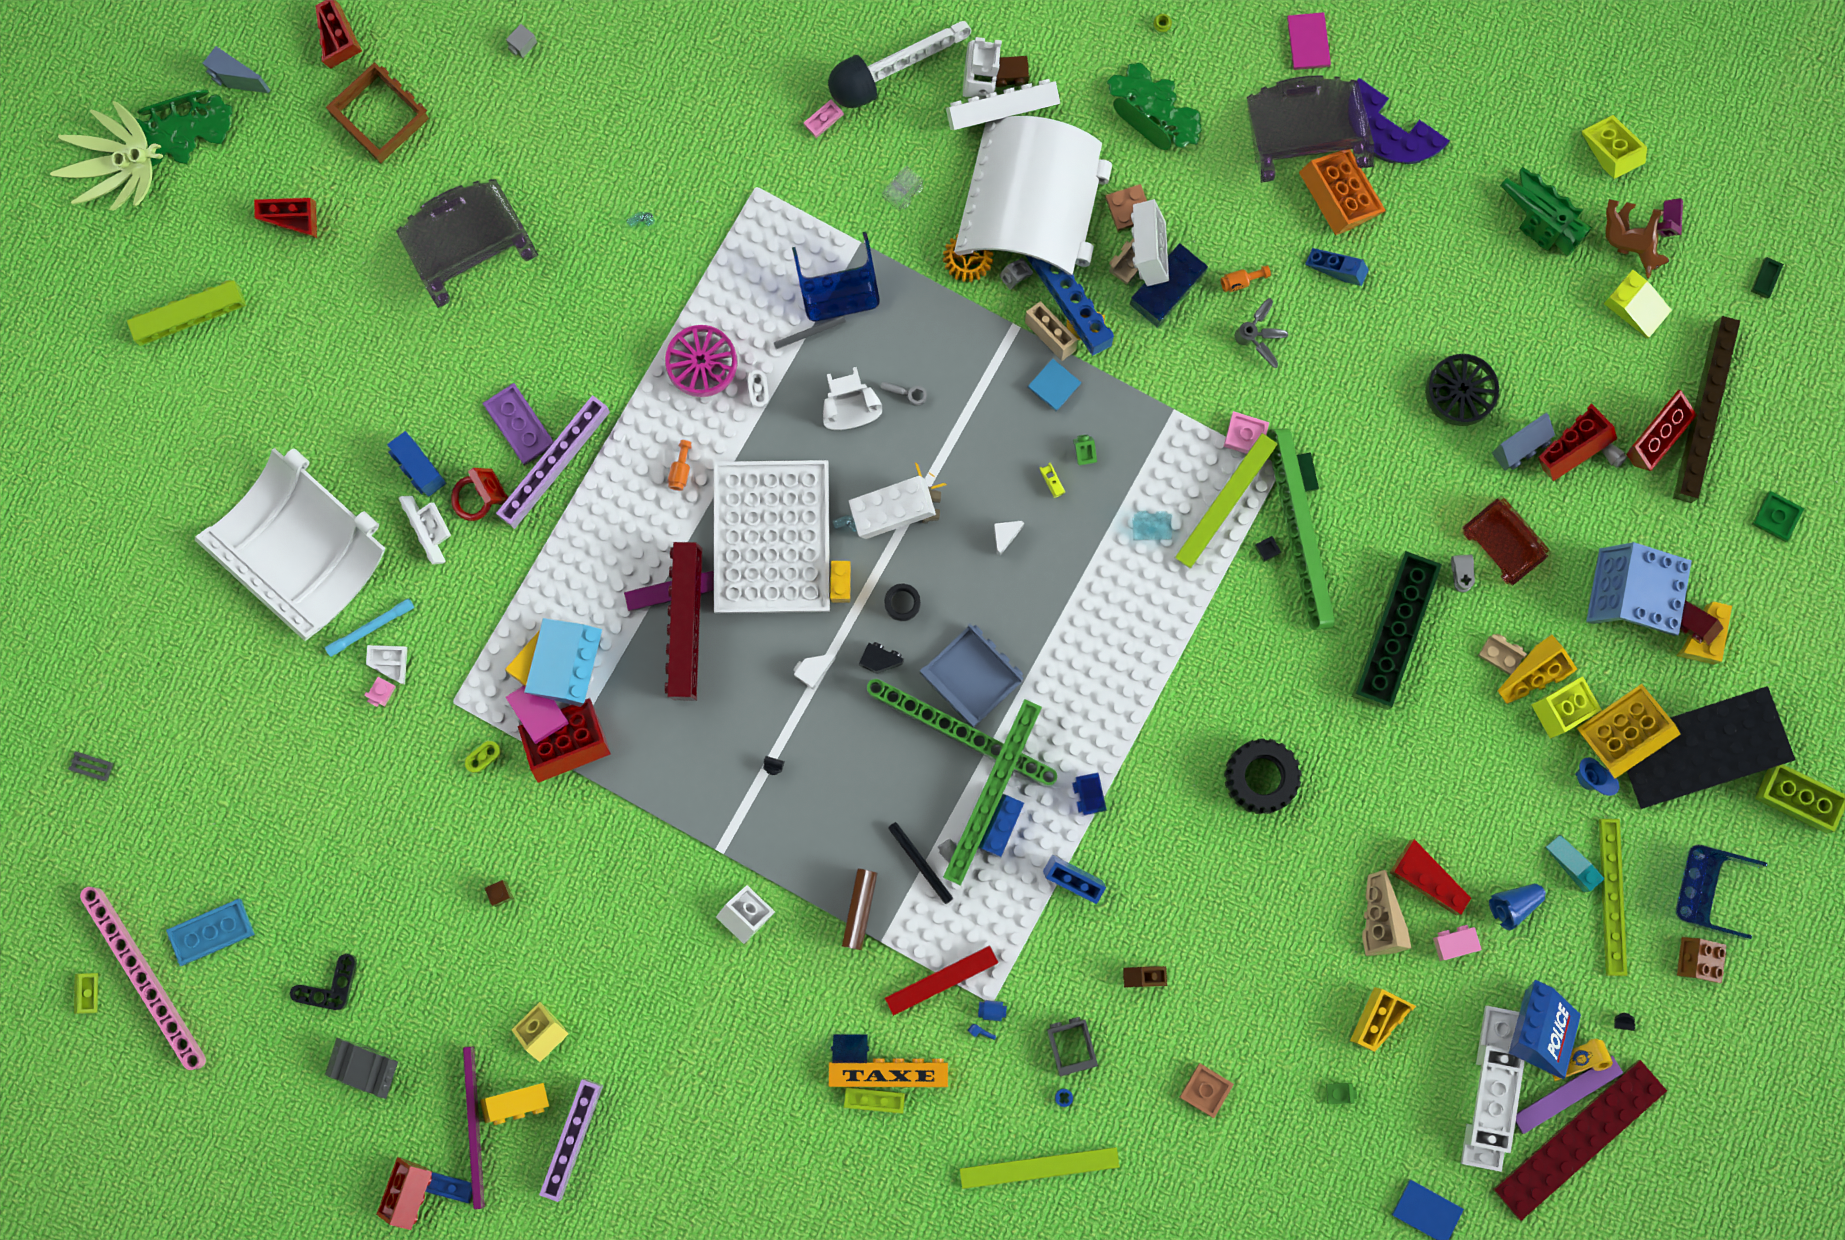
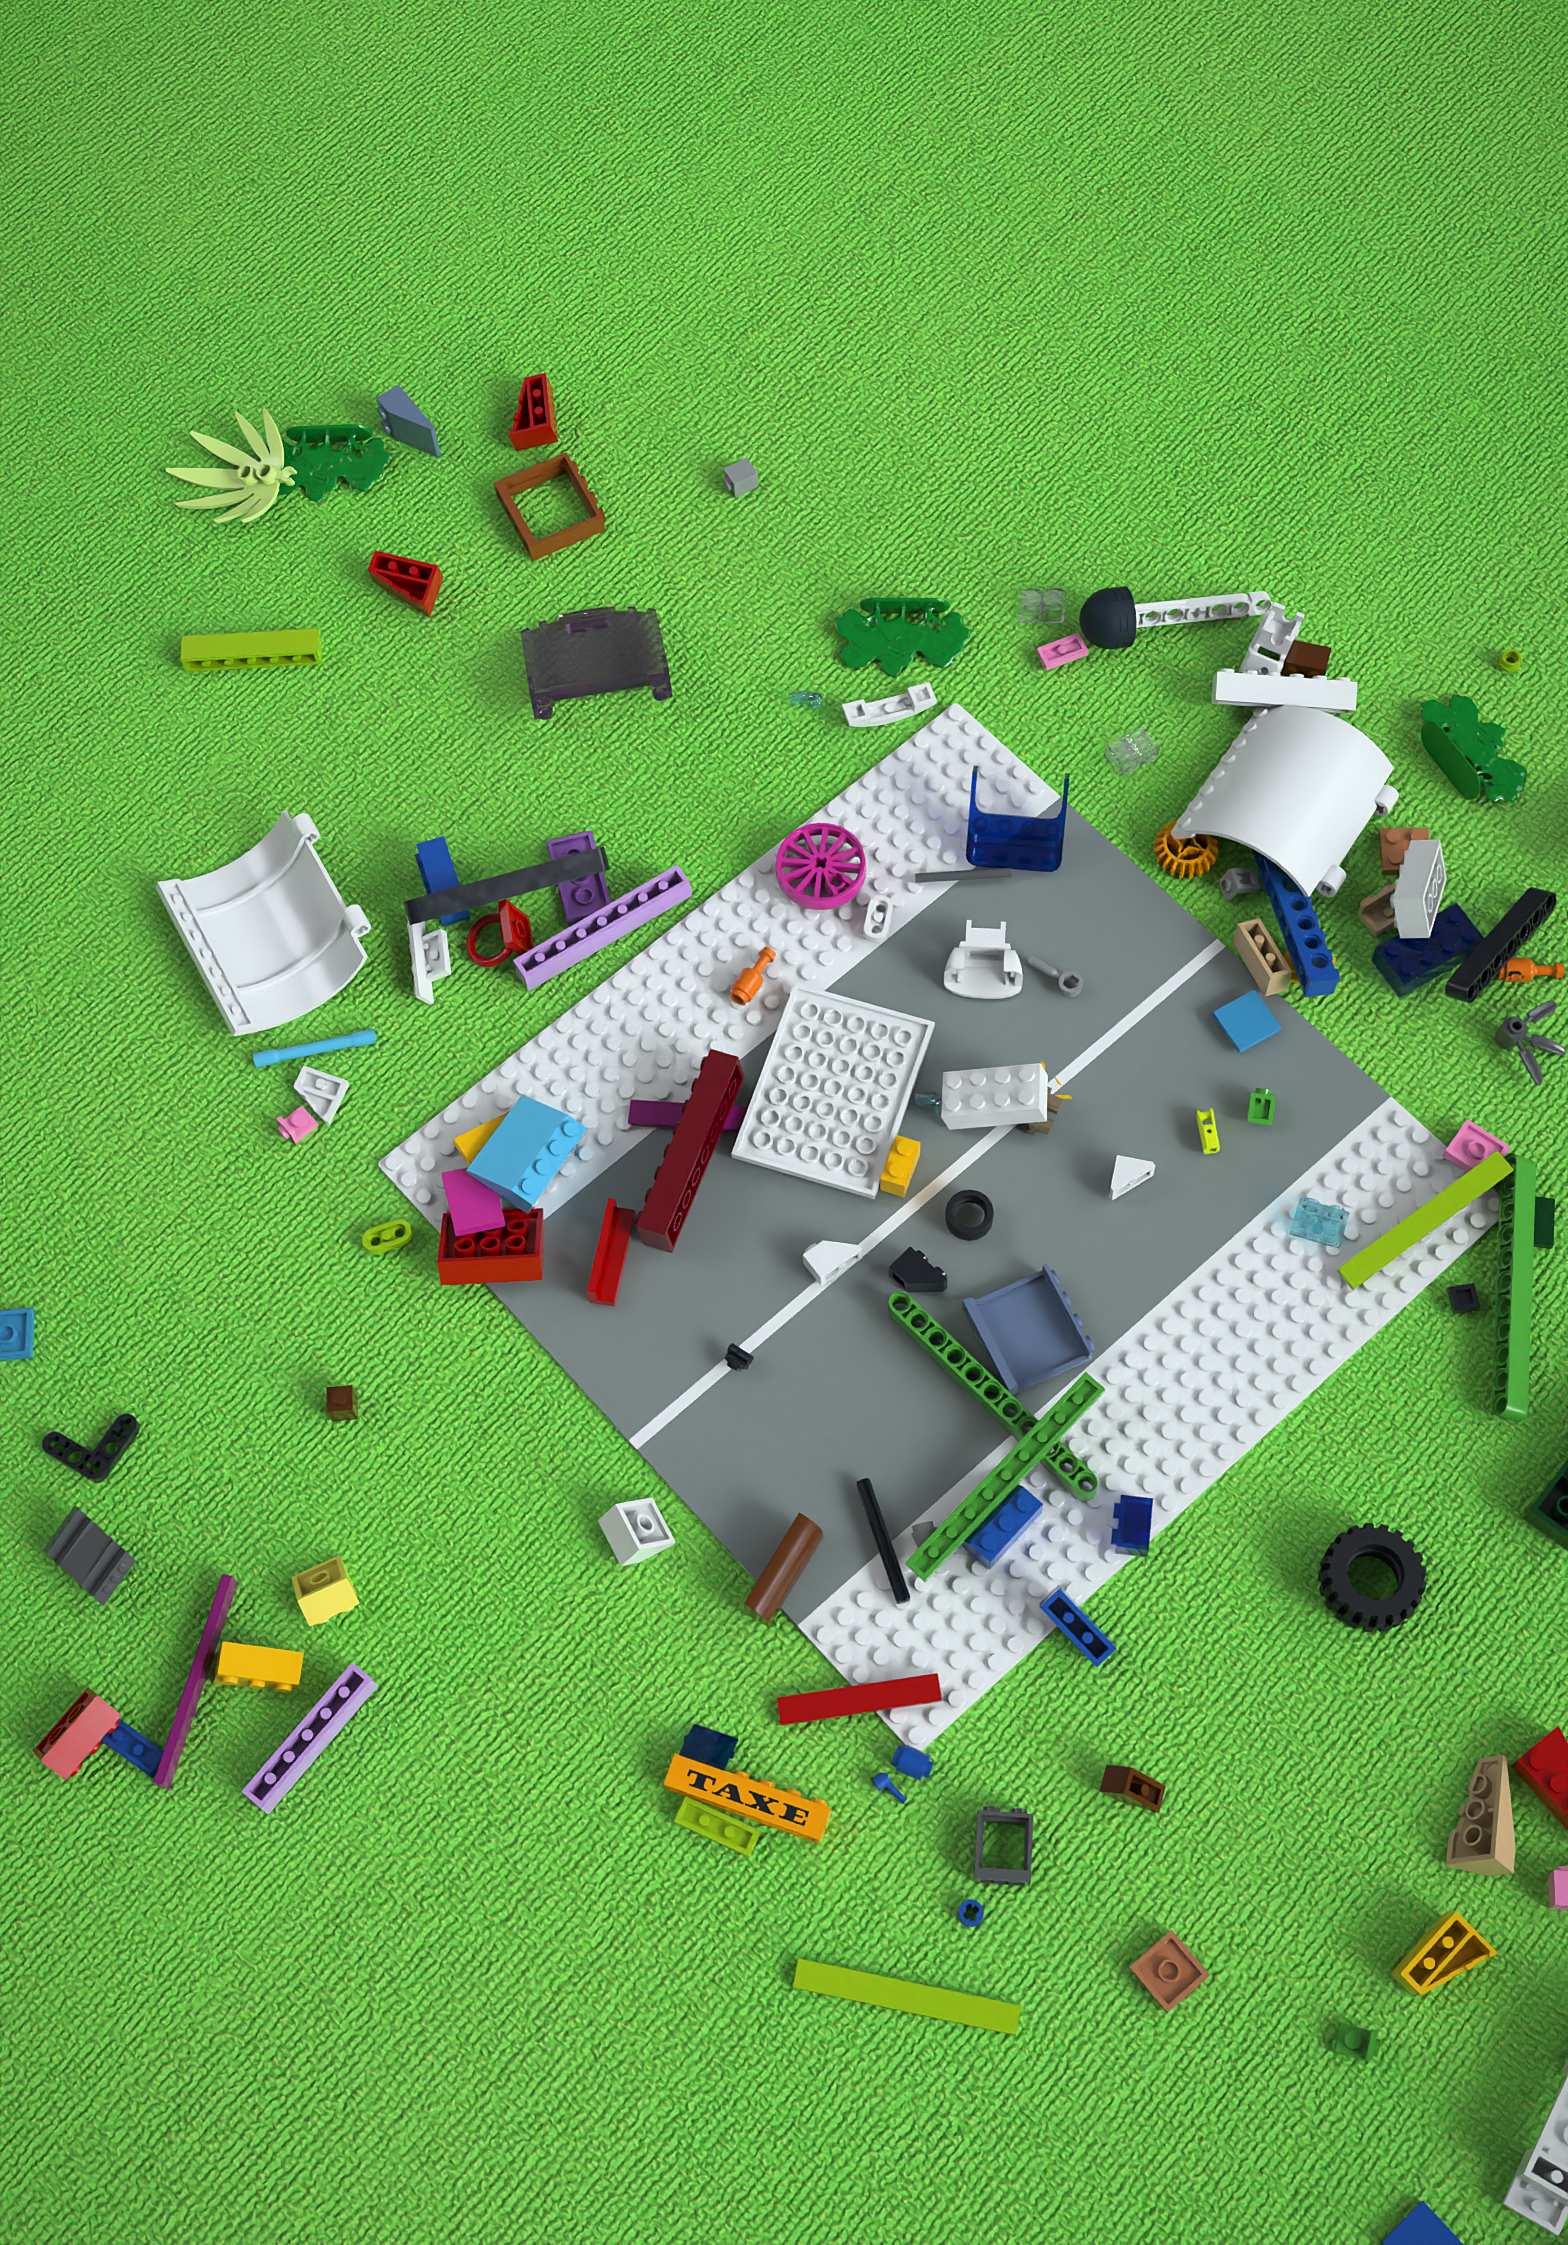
camera: 25 degrees right, 15 degrees down
(469, 456) = (506, 885): none -> black beam
(653, 717) = (610, 1254): none -> red fence
(693, 147) = (896, 640): none -> green plant
(707, 208) = (890, 709): none -> white slope
(795, 84) = (1042, 605): none -> clear brick
(1220, 266) = (1500, 945): none -> black beam

